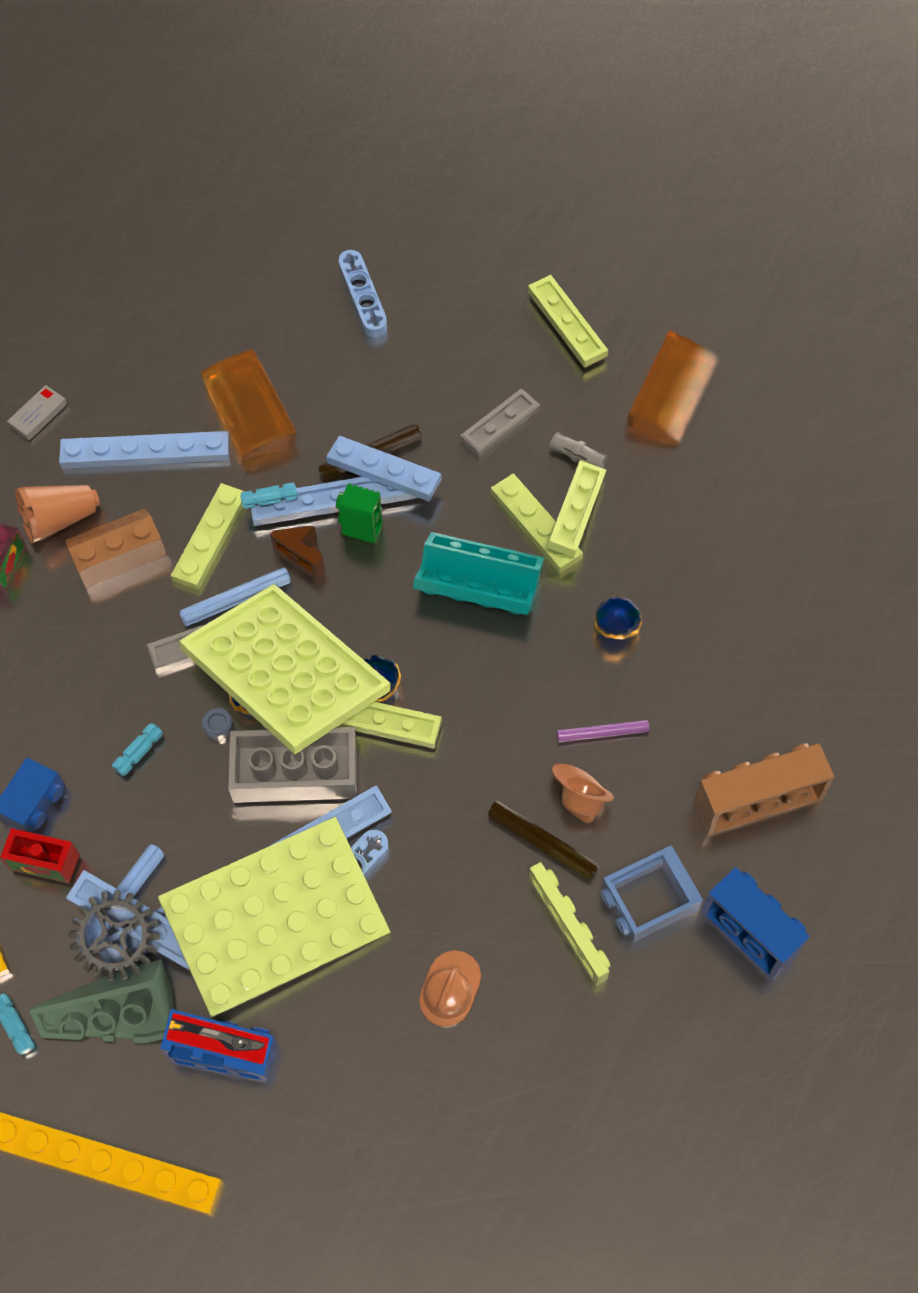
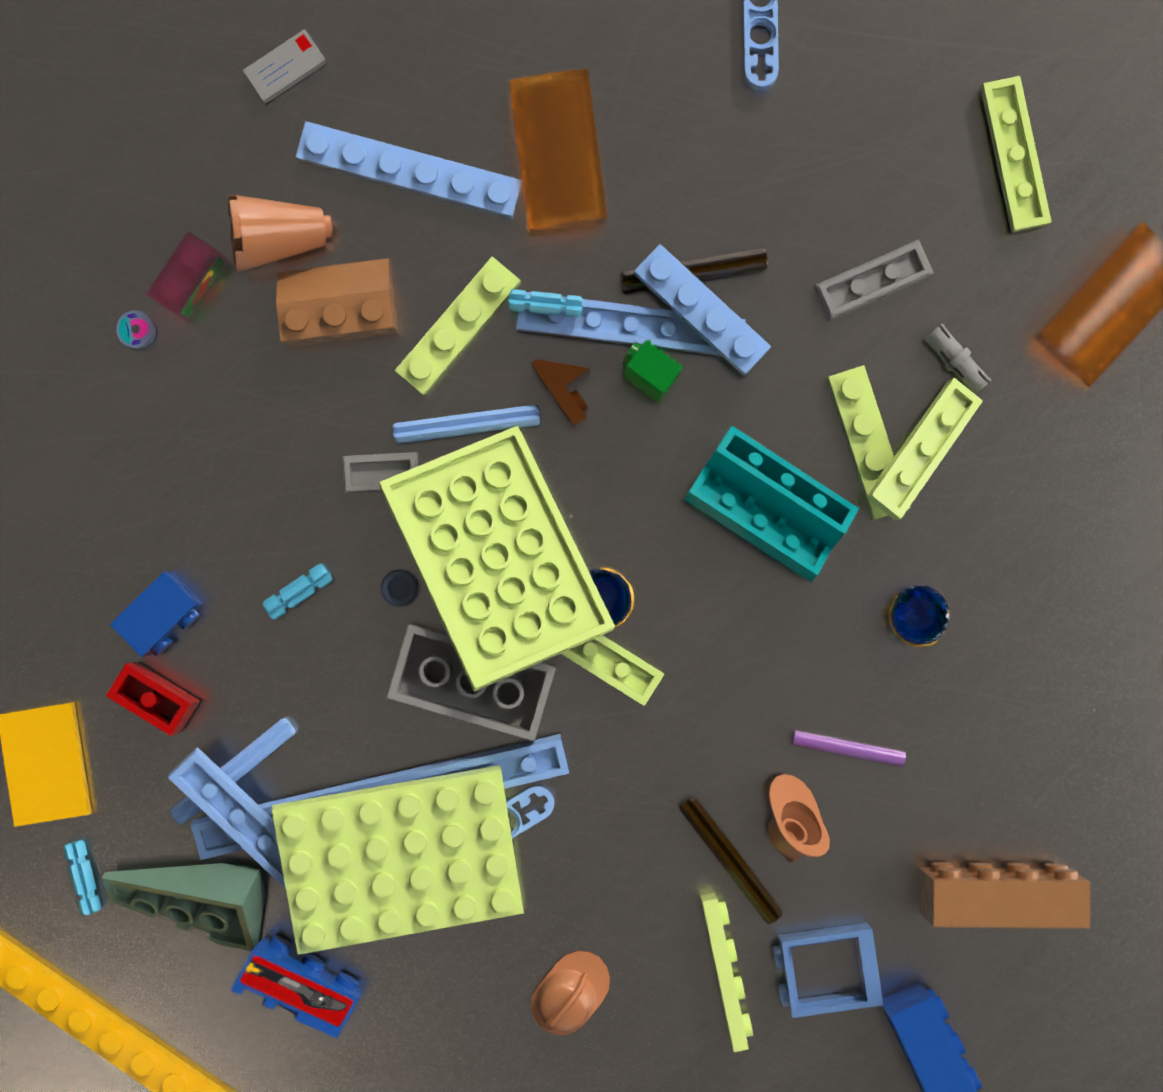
camera: 20 degrees right, 25 degrees up
(100, 943) = (217, 871): dark grey gear -> none

